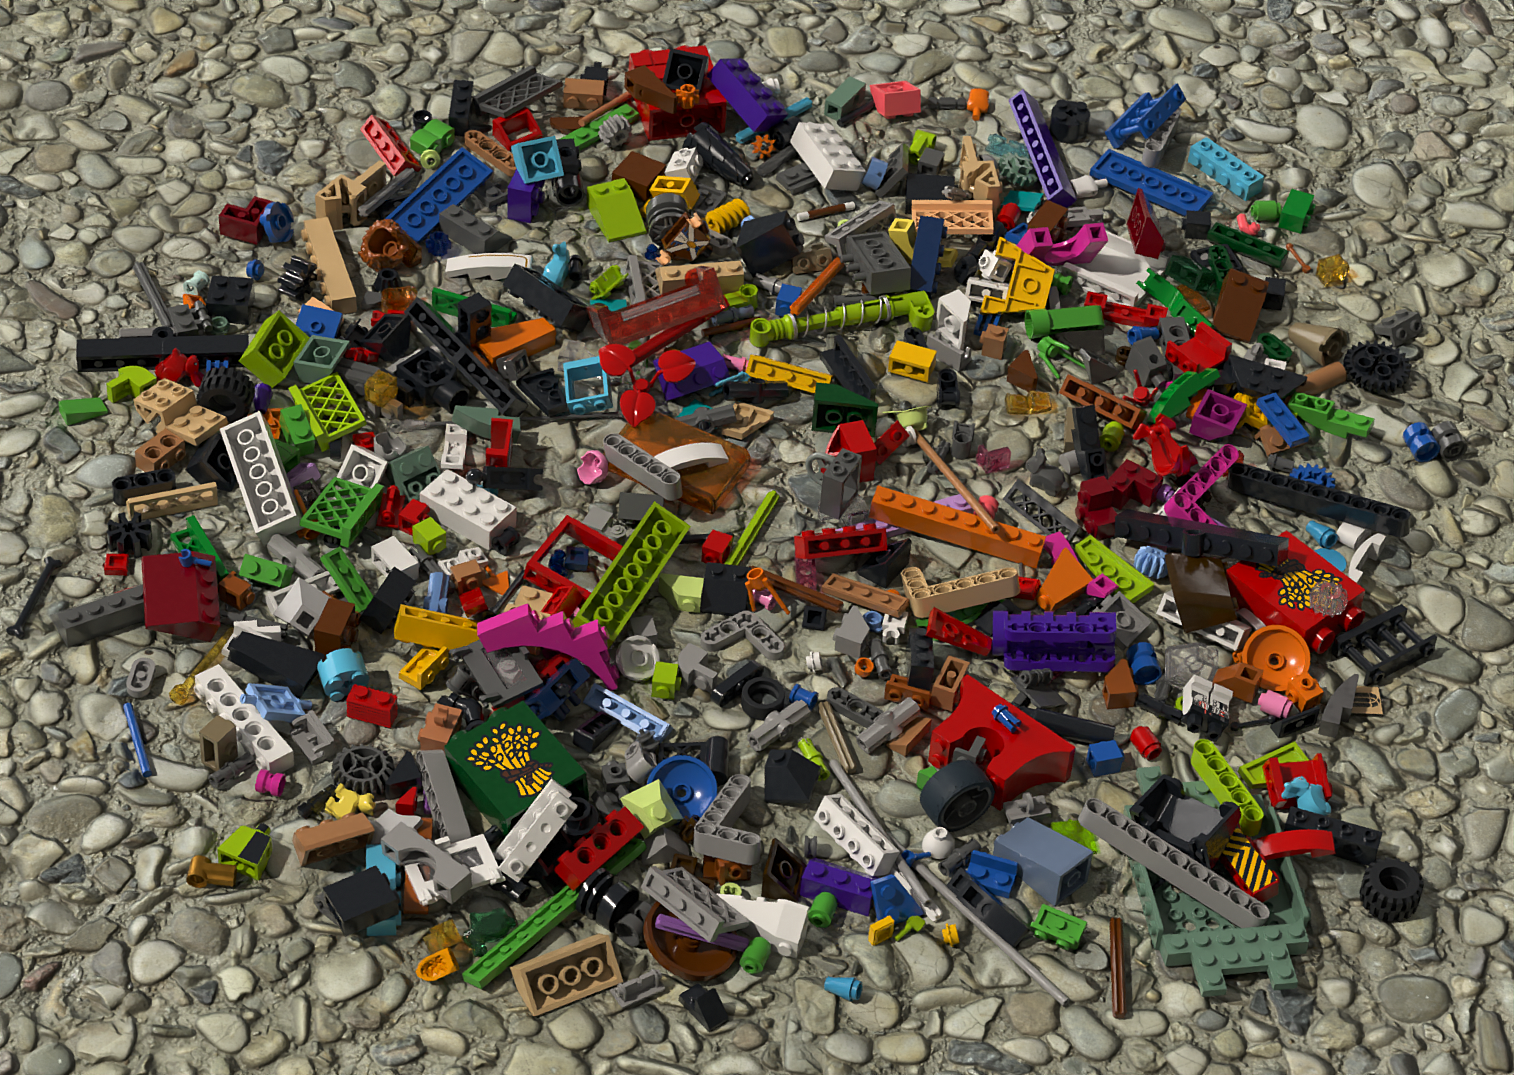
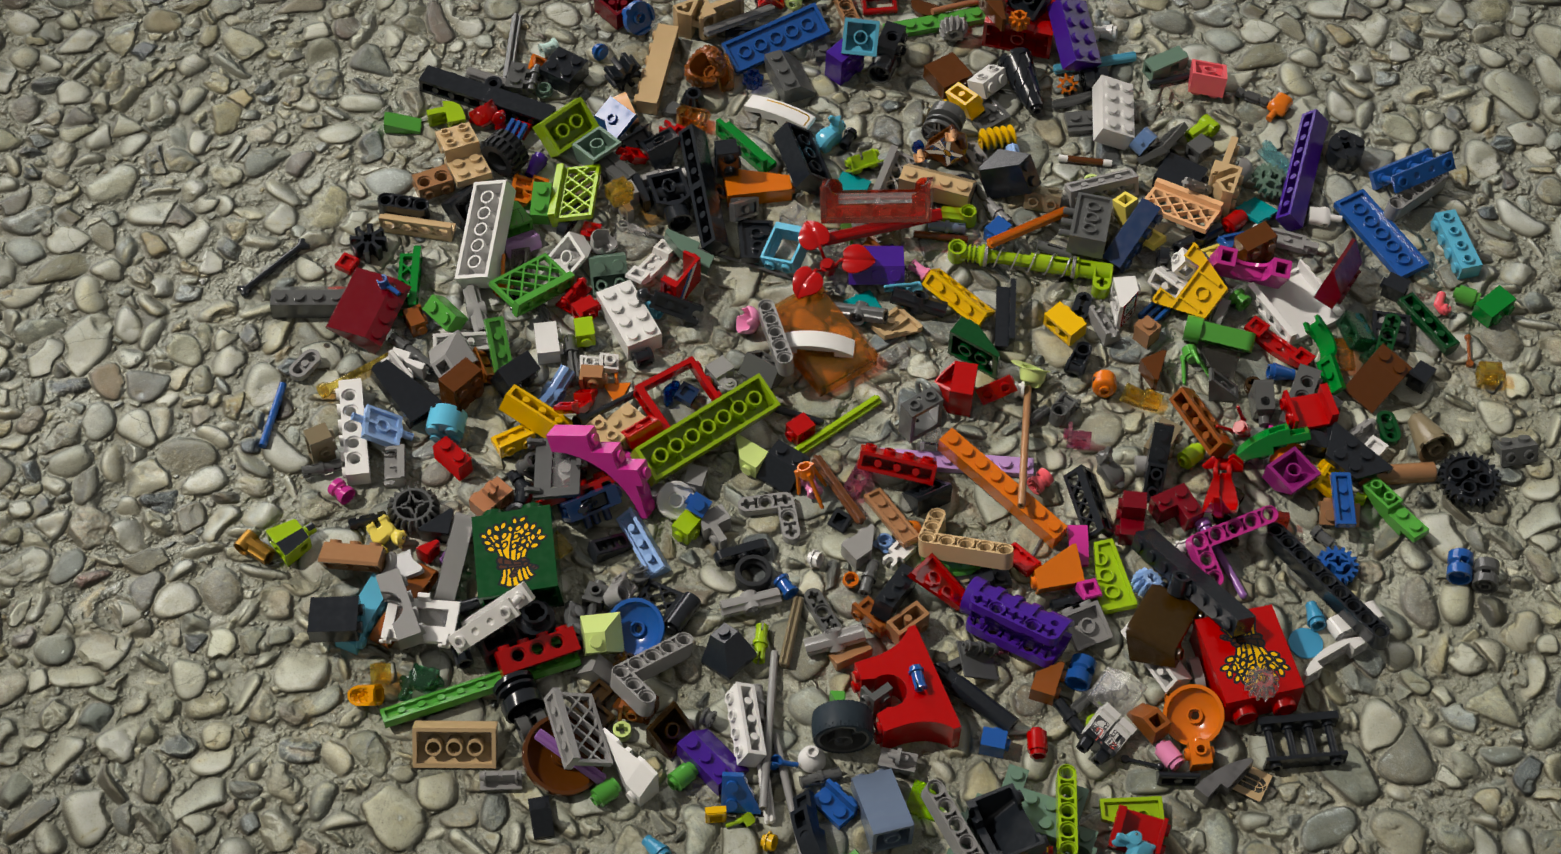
camera: 30 degrees right, 10 degrees up
(615, 210) = (910, 99): lime slope -> none
(668, 650) = (698, 504): none -> blue brick
(984, 400) = (1104, 383): none -> orange head

